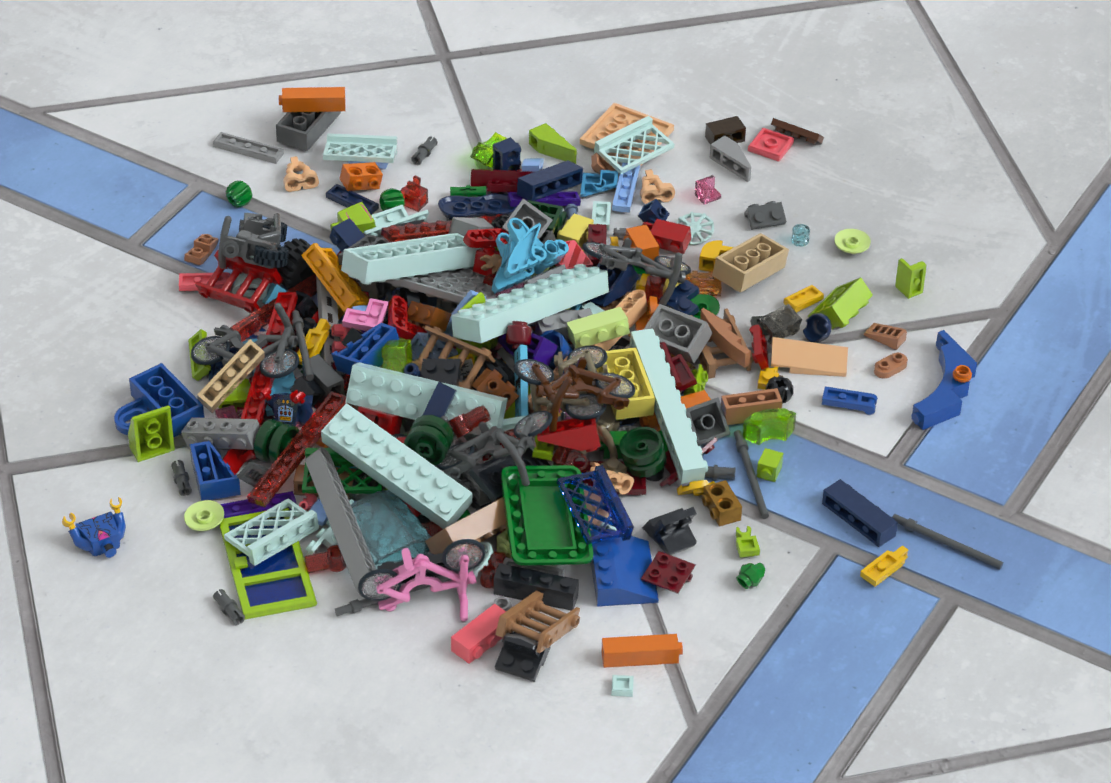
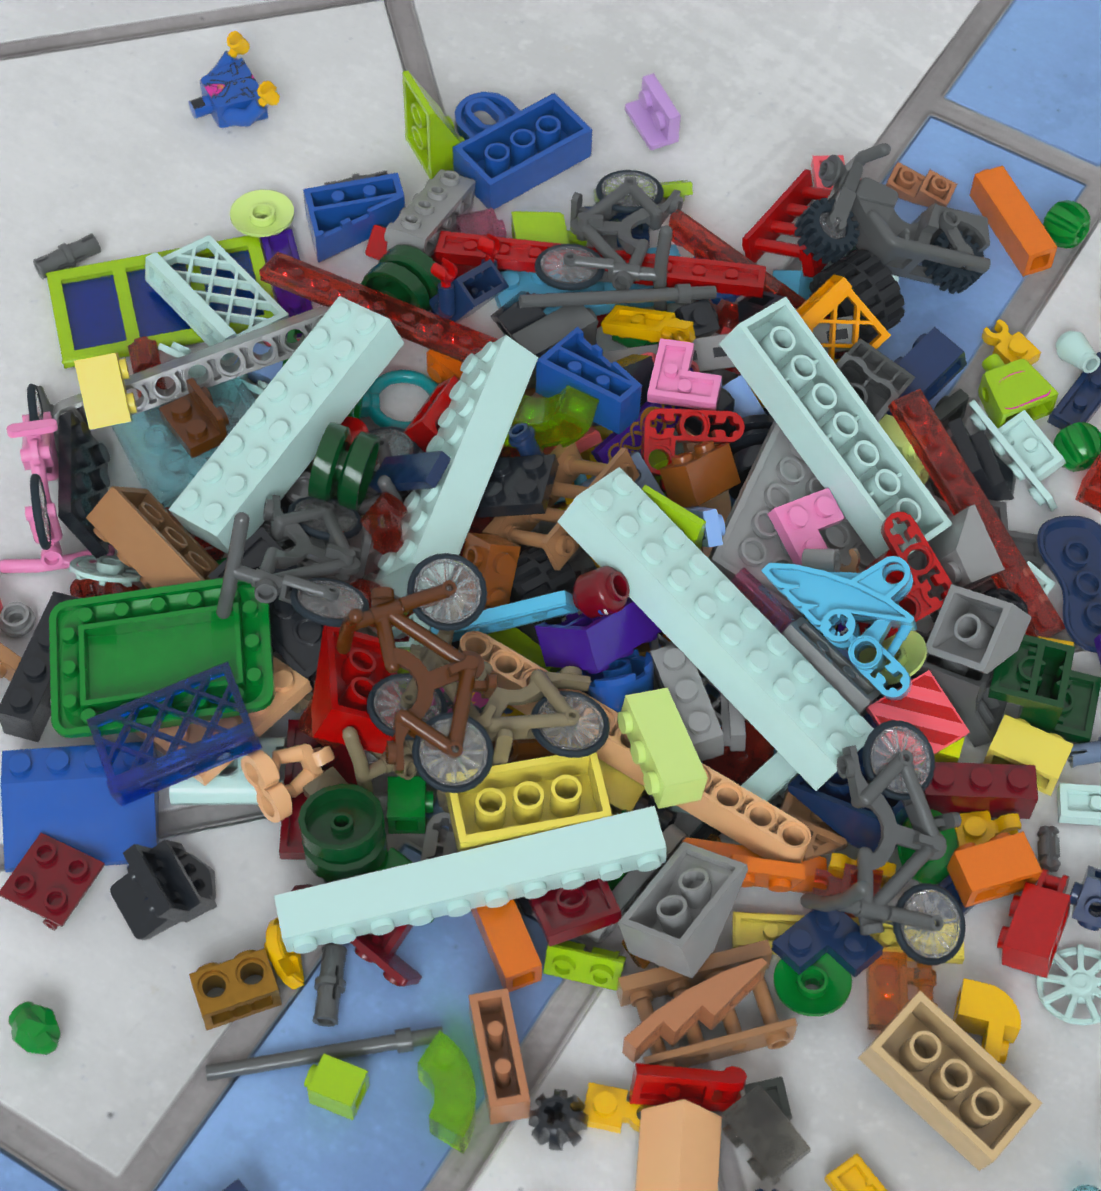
camera: 90 degrees right, 15 degrees up
(139, 346) = (654, 114): none -> lavender bracket
(212, 218) = (1013, 221): none -> orange brick
(231, 376) = (535, 203): tan brick -> none
(252, 473) = (328, 256): dark grey slope -> none
(319, 223) = (1010, 346): none -> yellow plate
(329, 196) = (1077, 351): none -> light aqua cone
(366, 547) = (105, 391): none -> light yellow brick
(381, 515) = (196, 420): none -> reddish brown bracket
(461, 280) = (801, 521): none -> bright pink plate
(490, 267) = (822, 559): none -> light grey hinge
(668, 359) = (590, 890): dark red bar -> none
(708, 421) = (457, 967): dark grey slope -> none
(746, 544) = (121, 1029): lime plate -> none

